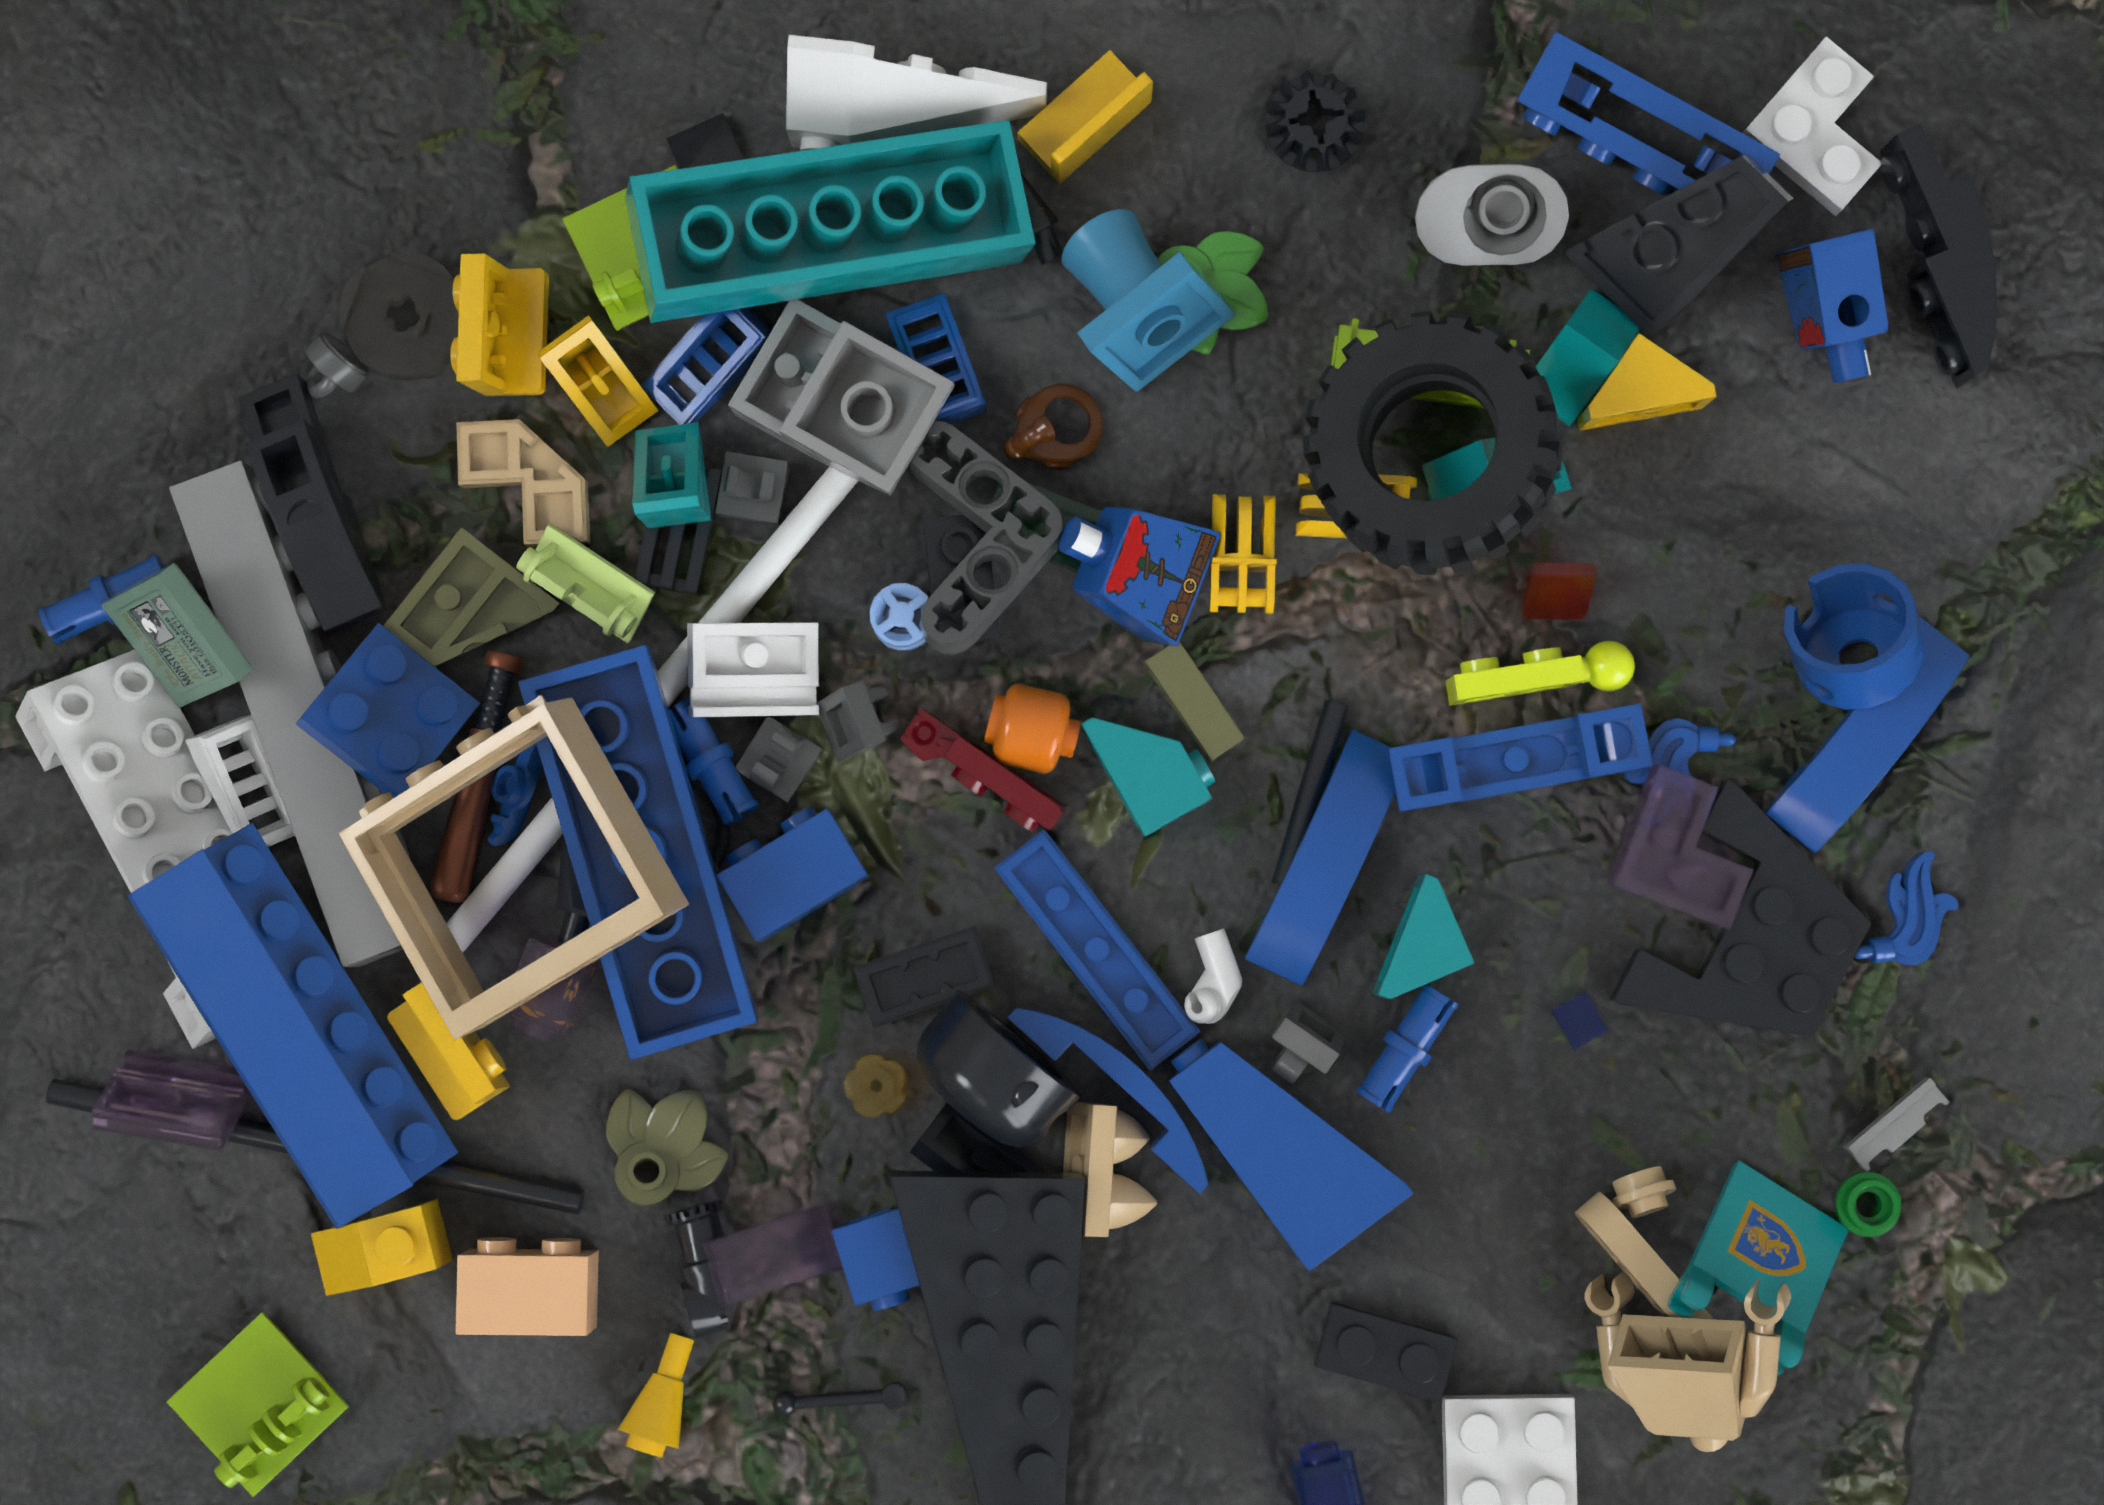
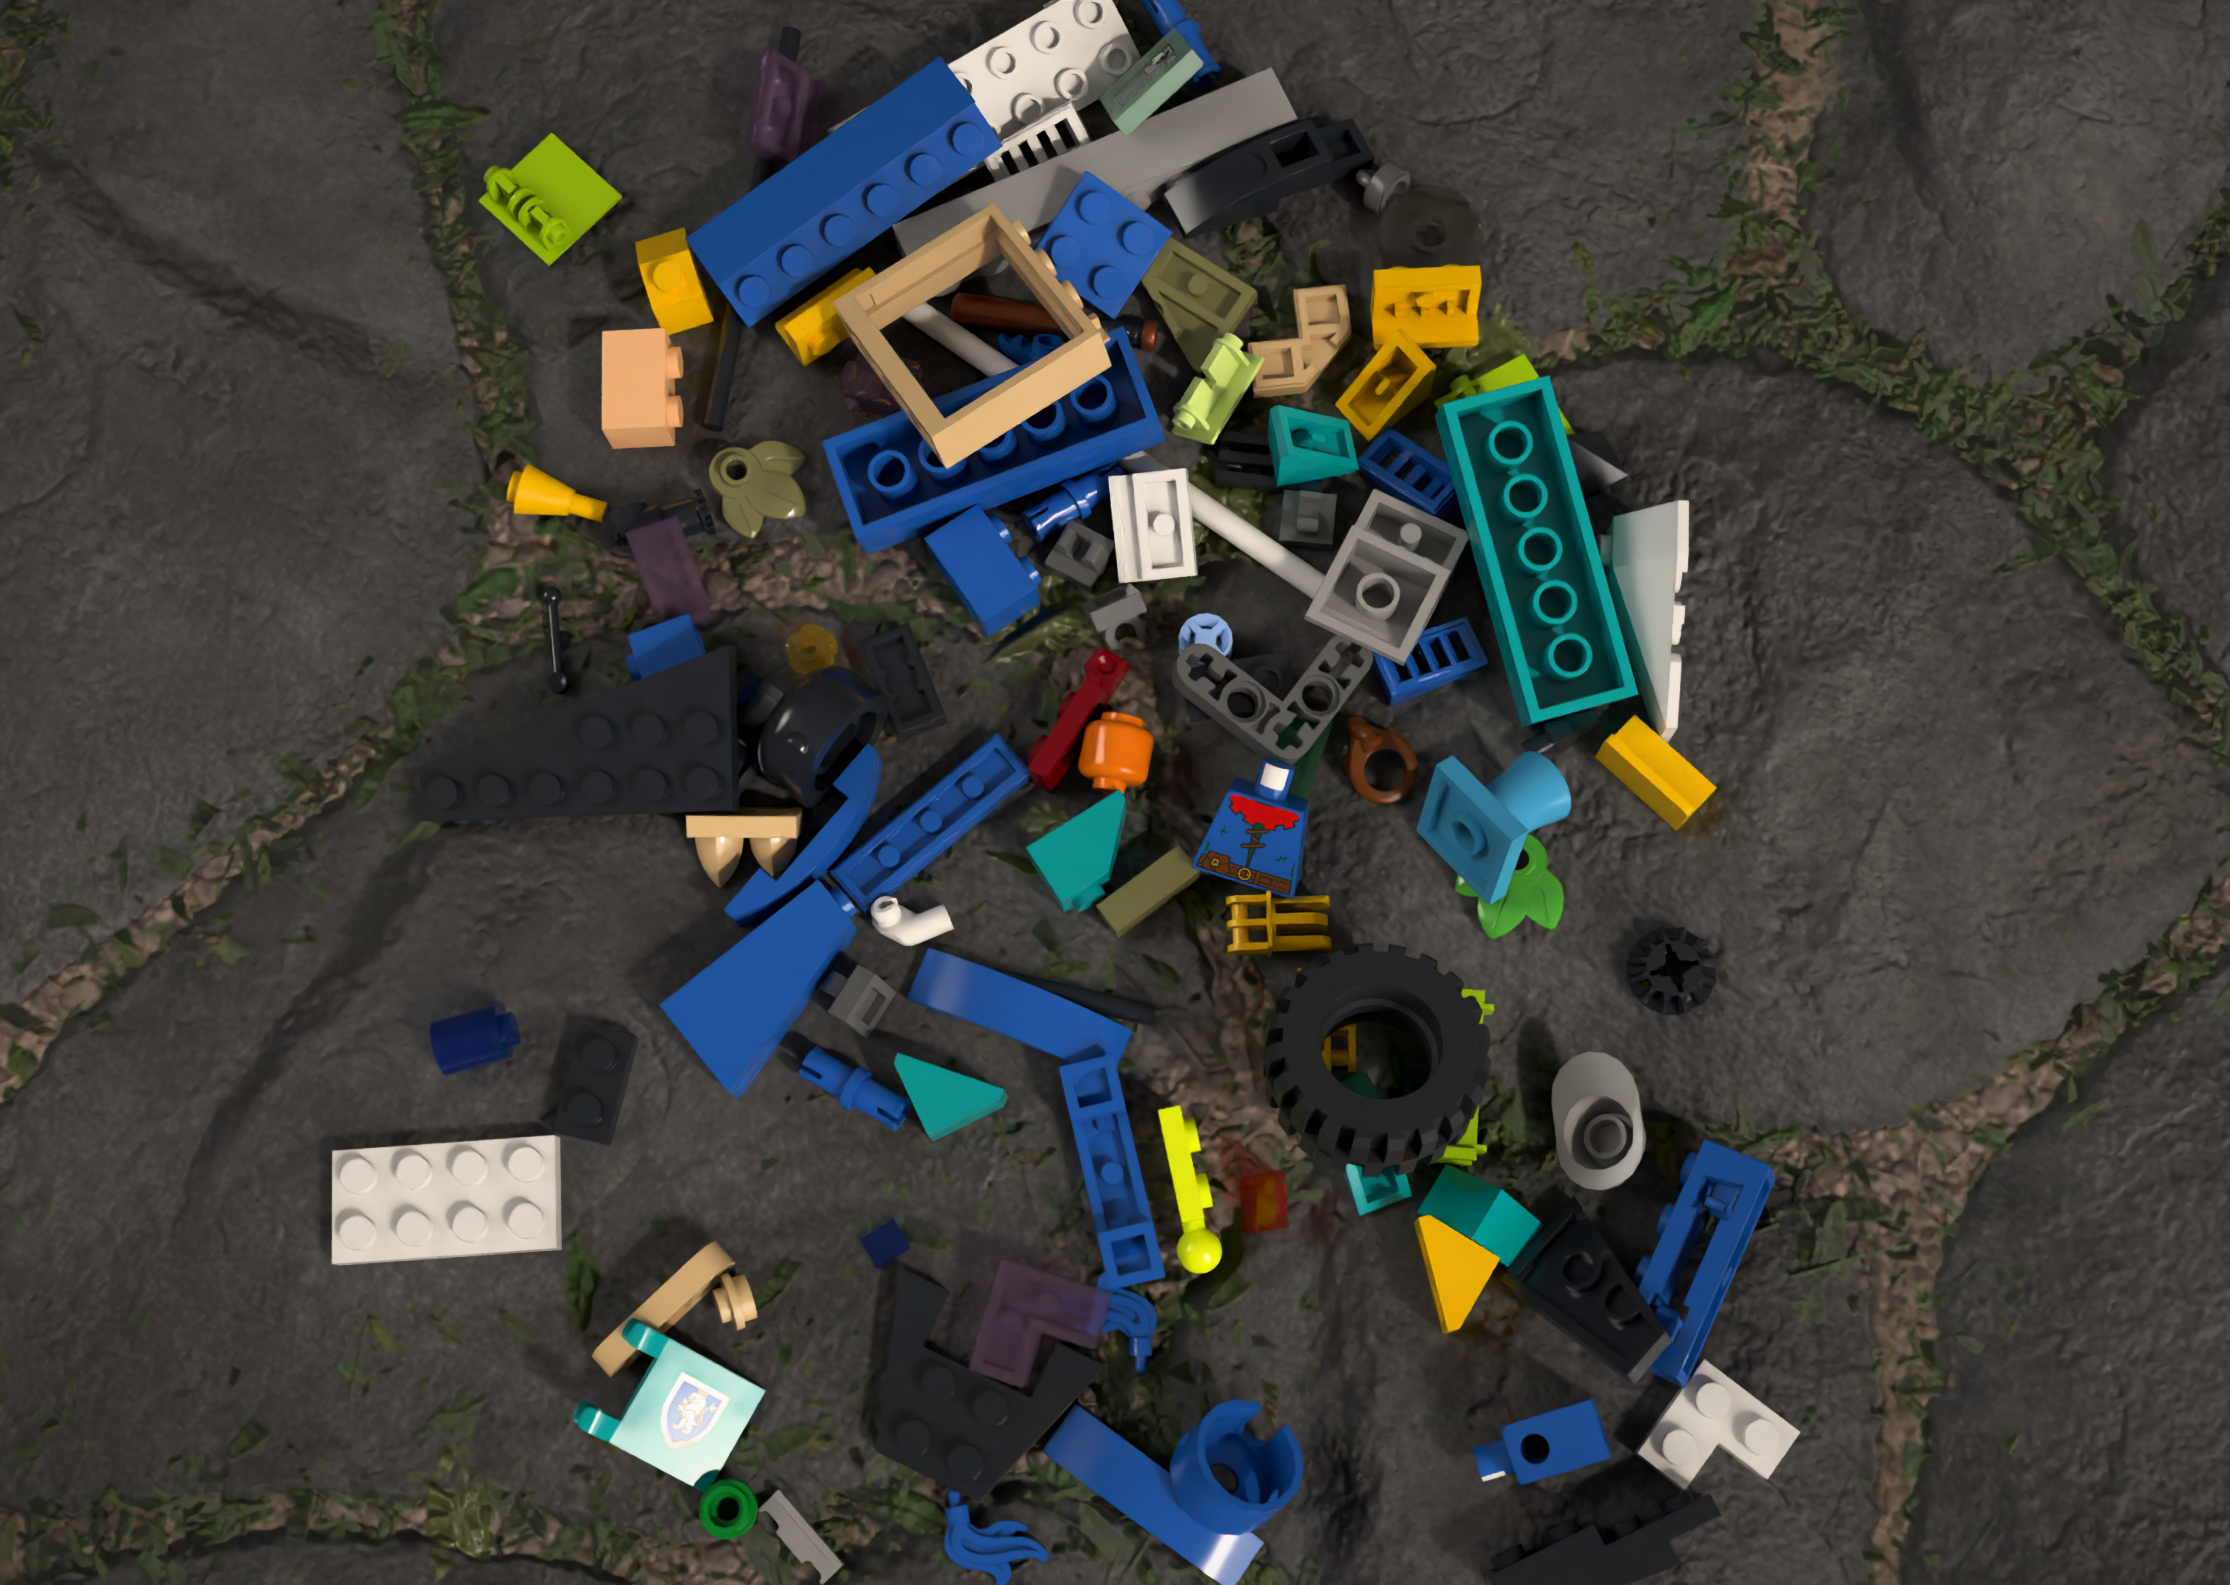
camera: 90 degrees right, 10 degrees down
(1688, 1372) = (575, 1338): tan torso -> none

